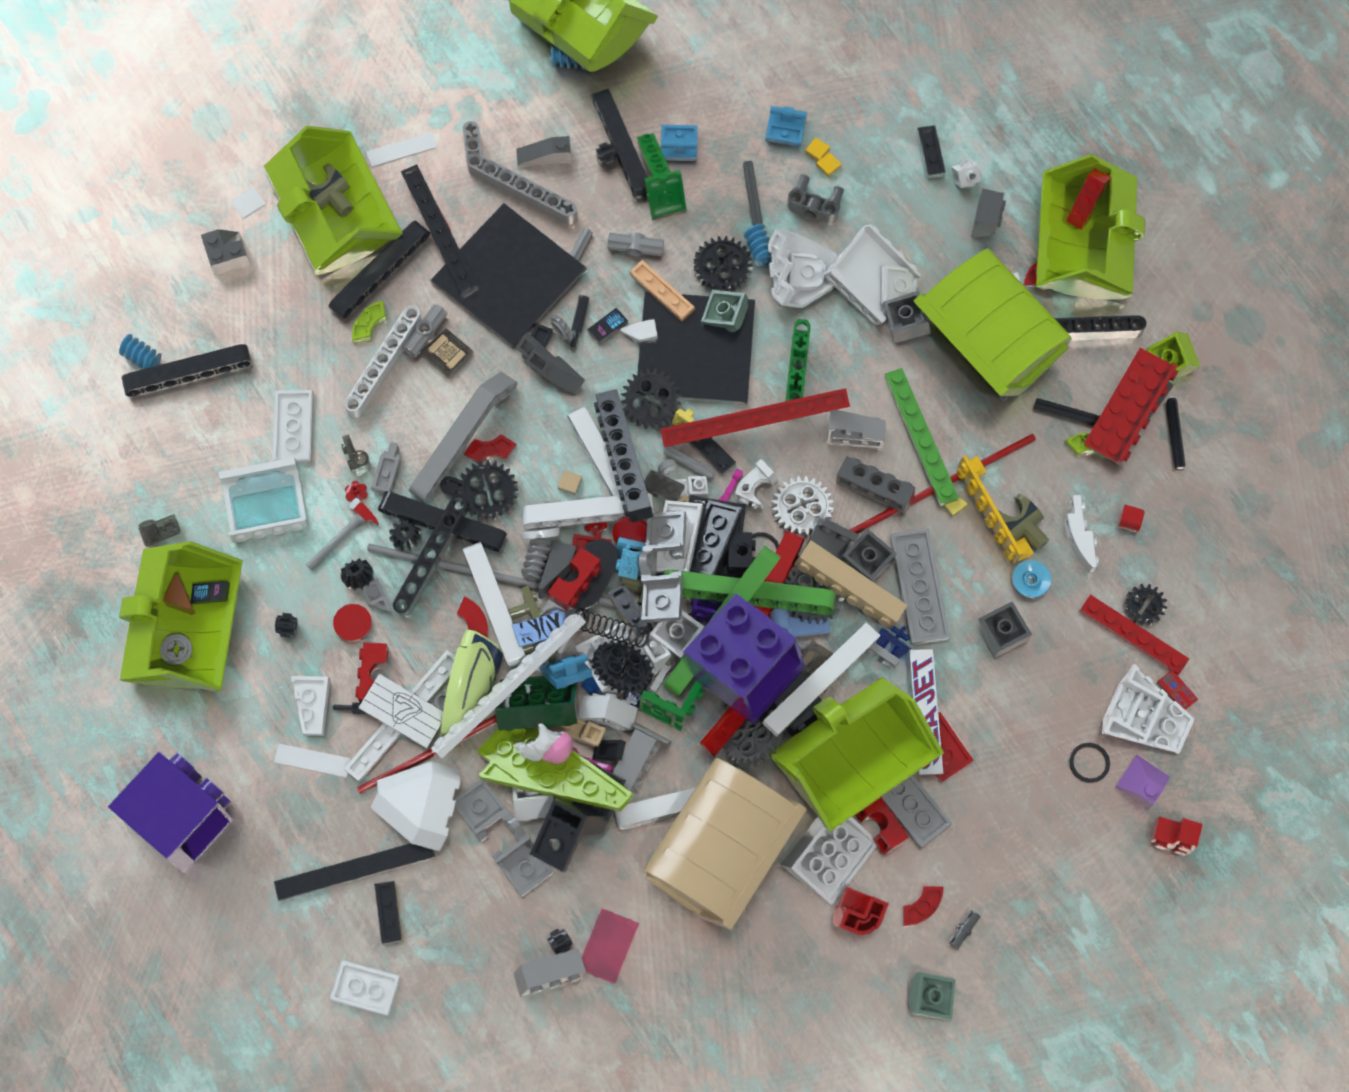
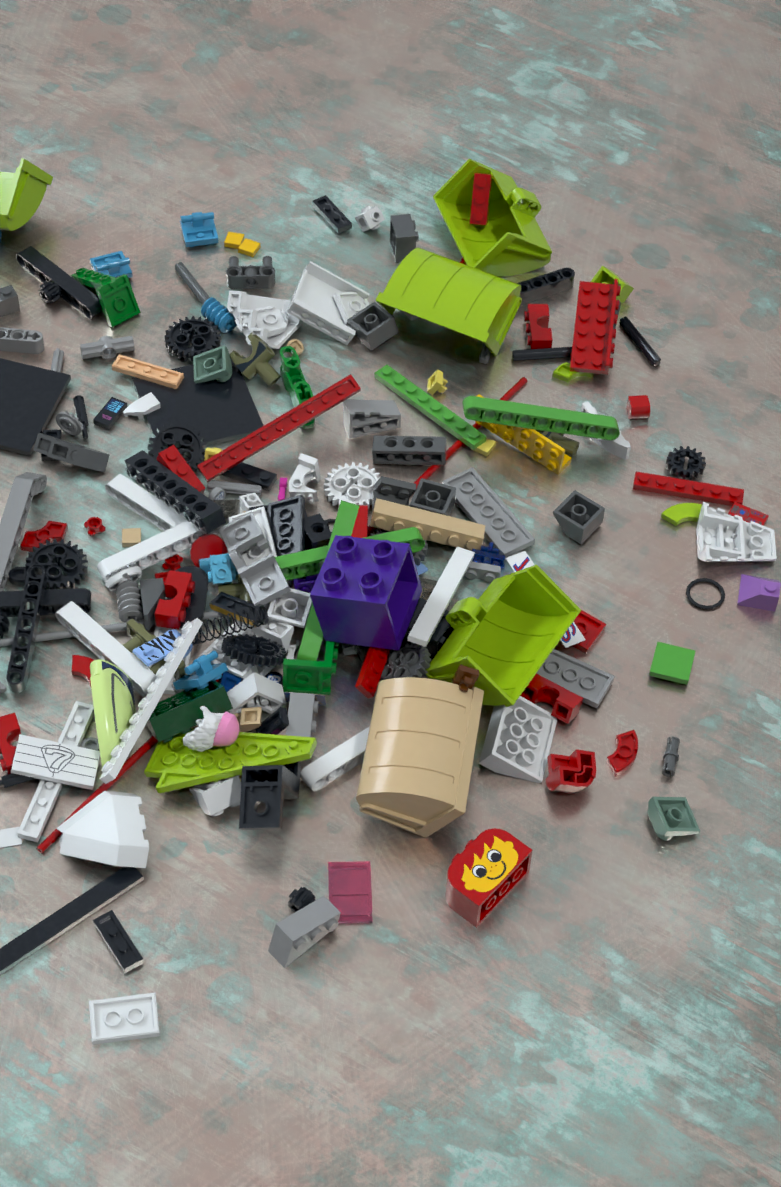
camera: 25 degrees left, 20 degrees down
(483, 808) = (228, 851): light grey plate -> none
(536, 452) = (94, 526): none -> red plate
(640, 433) = (176, 463): none -> red arch
(731, 985) = (486, 873): none -> red brick
(771, 321) = (257, 362): none -> olive connector
(792, 794) = (465, 677): none -> reddish brown tile
(818, 312) = (297, 345): none -> tan tile
(940, 409) = (436, 383): none -> light yellow tile
(1014, 509) = (540, 418): none -> bright green beam
(1015, 829) = (672, 663): none -> bright green tile
(1035, 571) = (580, 475): medium azure dish -> none
(1081, 366) = (537, 324): none -> red arch
(1115, 661) = (682, 513): none -> lime tile

